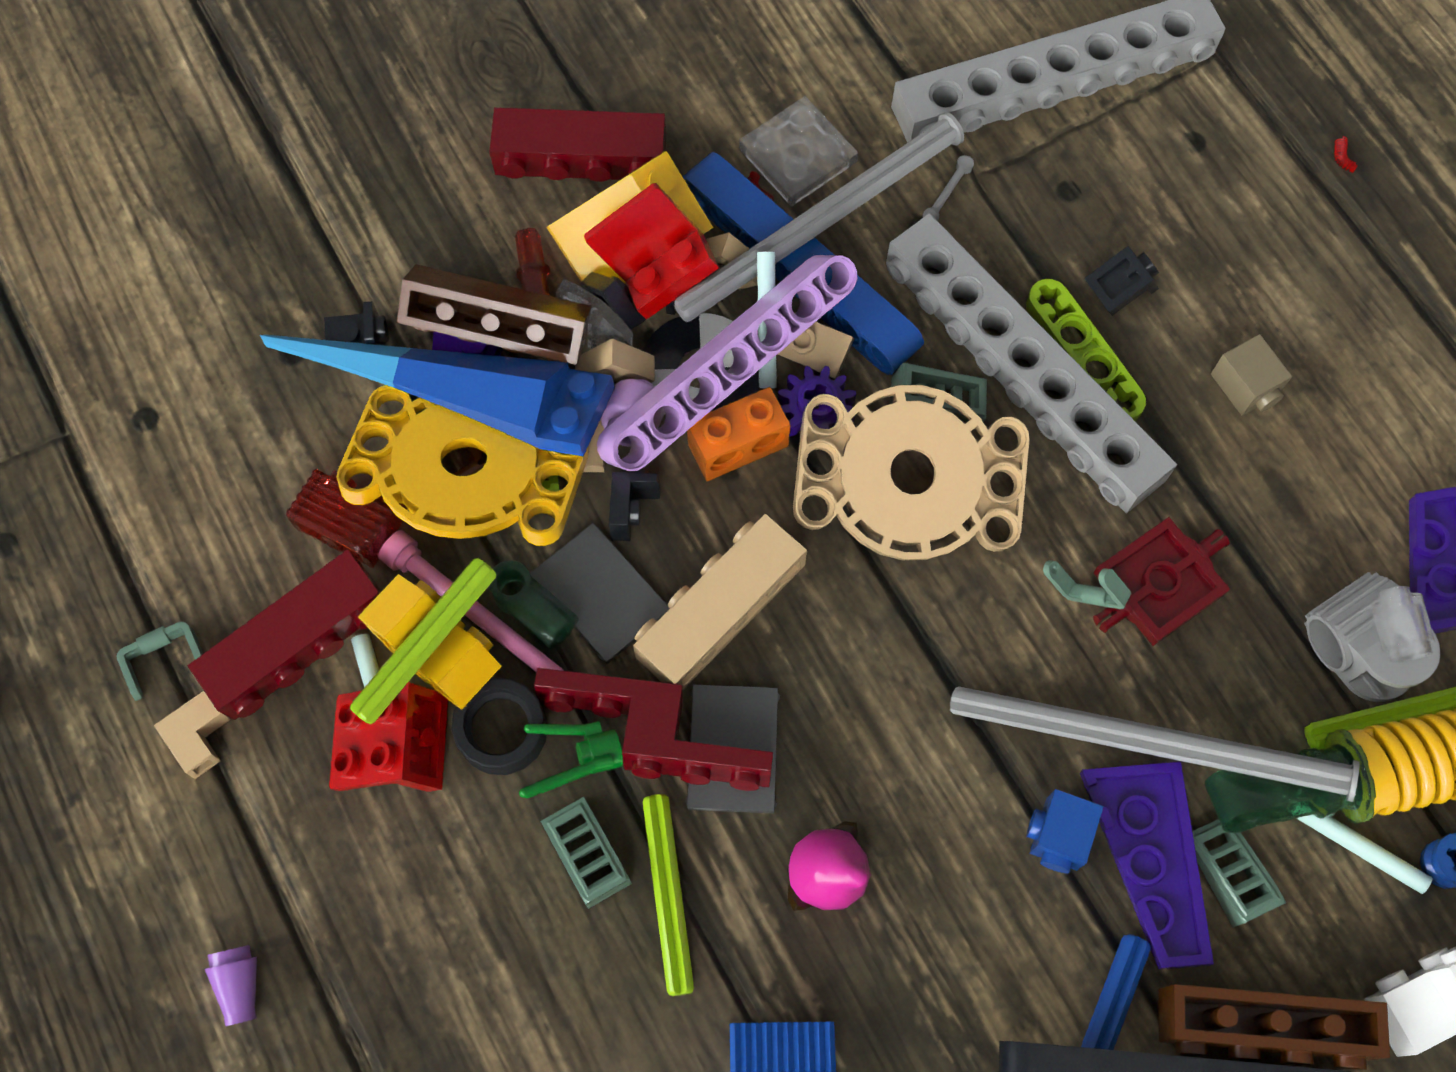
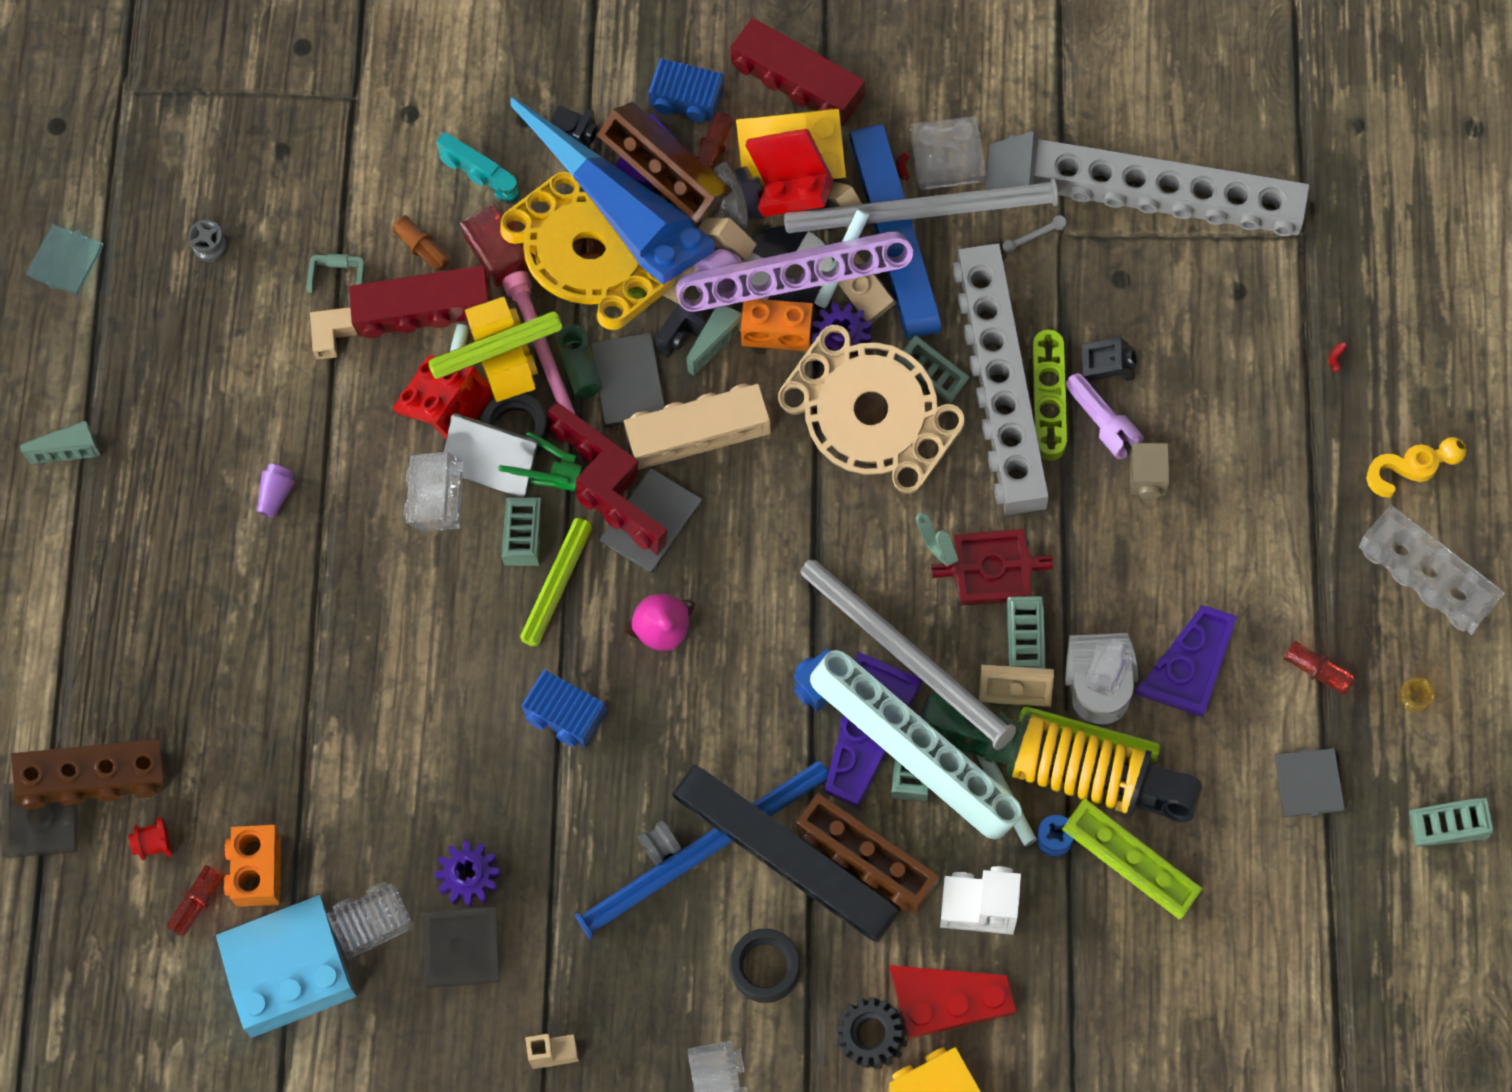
camera: 35 degrees right, 0 degrees up
(249, 564) = (421, 243): none -> dark orange axle
(267, 436) = (478, 167): none -> teal hinge
(448, 868) = (434, 492): none -> clear brick
(465, 226) = (686, 90): none -> blue brick
(484, 780) = (487, 447): none -> piece
(675, 476) = (718, 331): none -> sand green slope
(879, 123) = (1012, 161): none -> dark grey piece
(1189, 354) = (1113, 428): none -> lavender piece
(1226, 633) = (1025, 605): none -> sand green slope
(1239, 848) = (915, 745): none -> light aqua beam
(1285, 704) = (1016, 685): none -> tan plate

